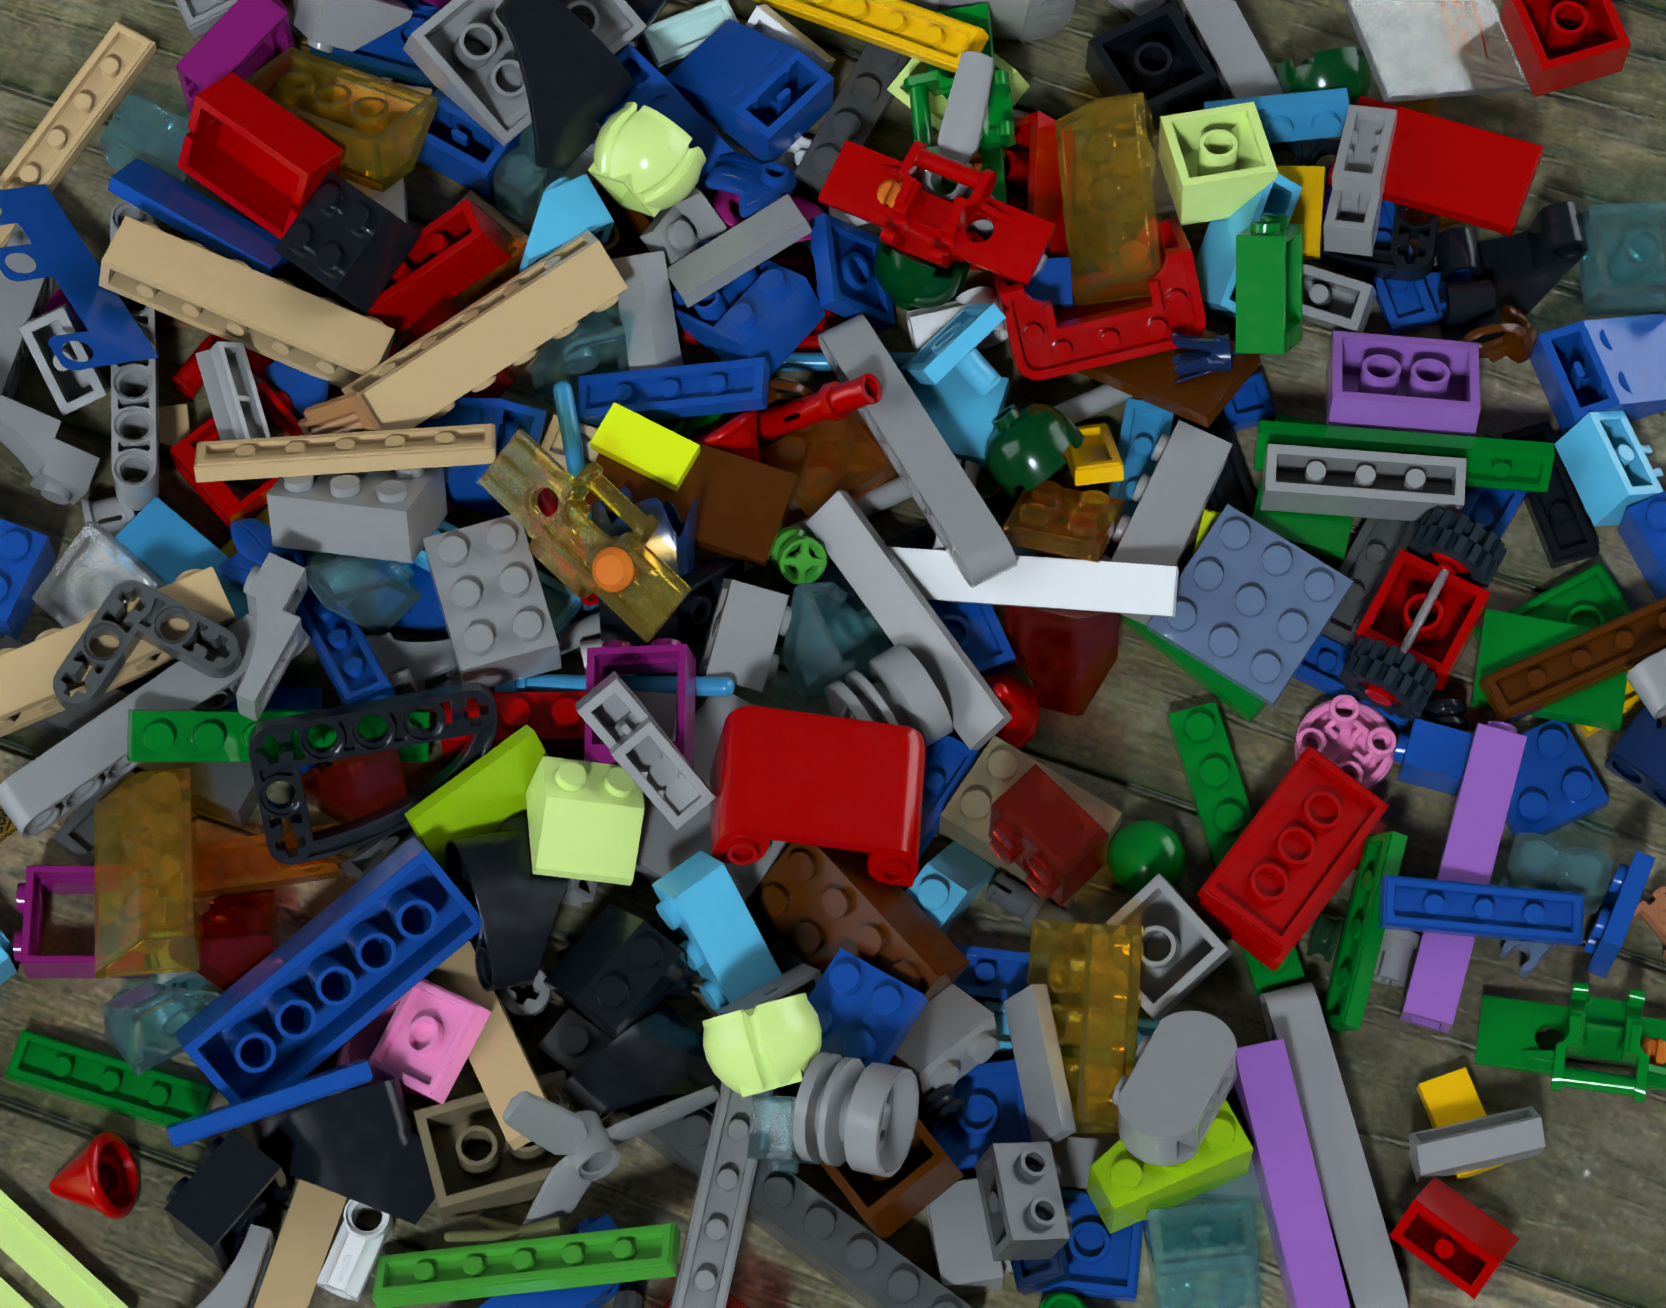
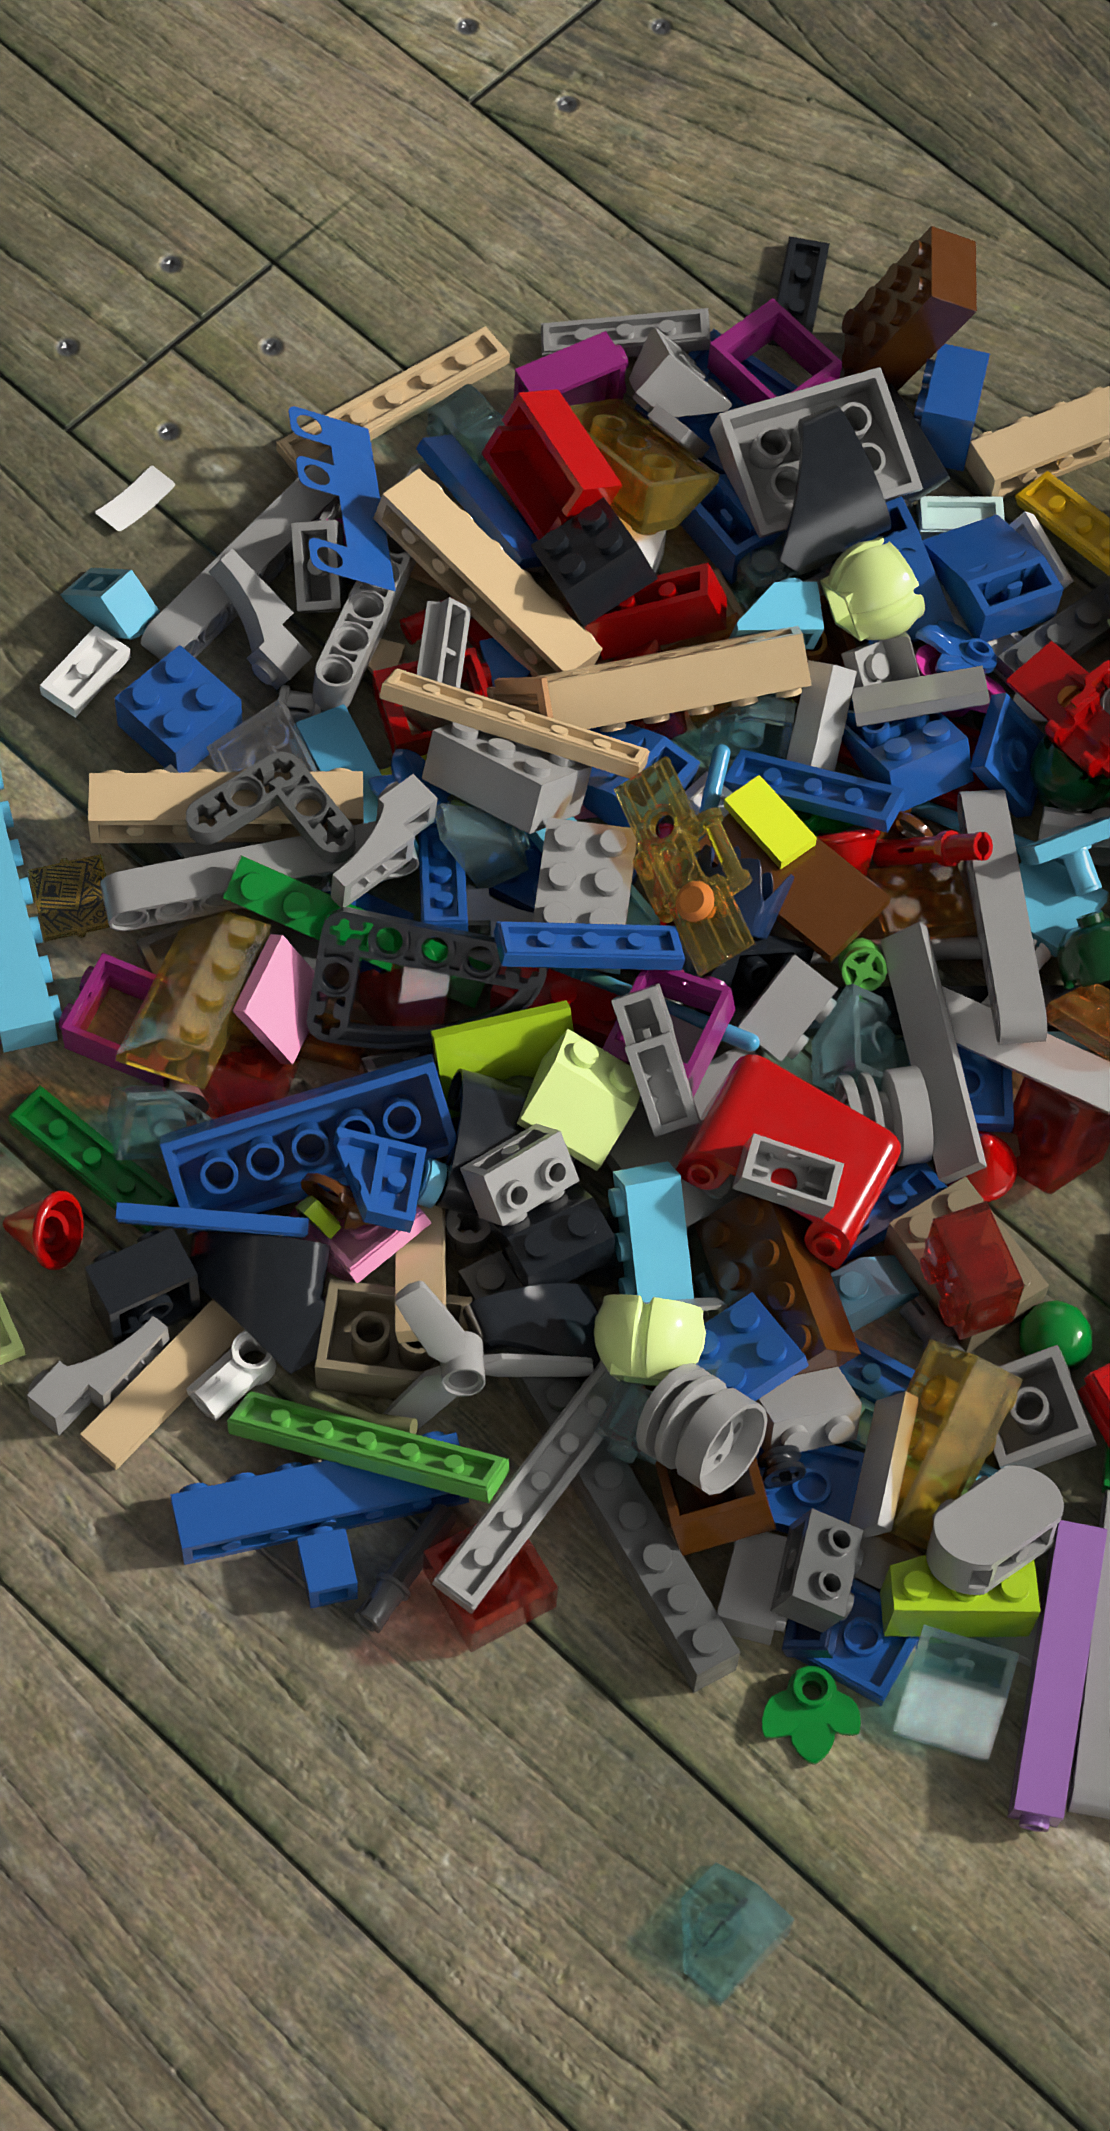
camera: 20 degrees right, 5 degrees down
(232, 842) = (278, 999): none -> bright pink tile
(371, 64) = (678, 431): none -> light grey tile
(373, 1051) = (318, 1216): none -> lime tile
(394, 1027) = (343, 1207): none -> reddish brown piece
(423, 987) = (382, 1177): none -> blue wing
(469, 970) = (432, 1182): none -> medium azure tile
(527, 661) = (588, 946): none -> blue tile
(560, 927) = (520, 1175): none -> light grey brick
(858, 808) = (815, 1175): none -> light grey piece

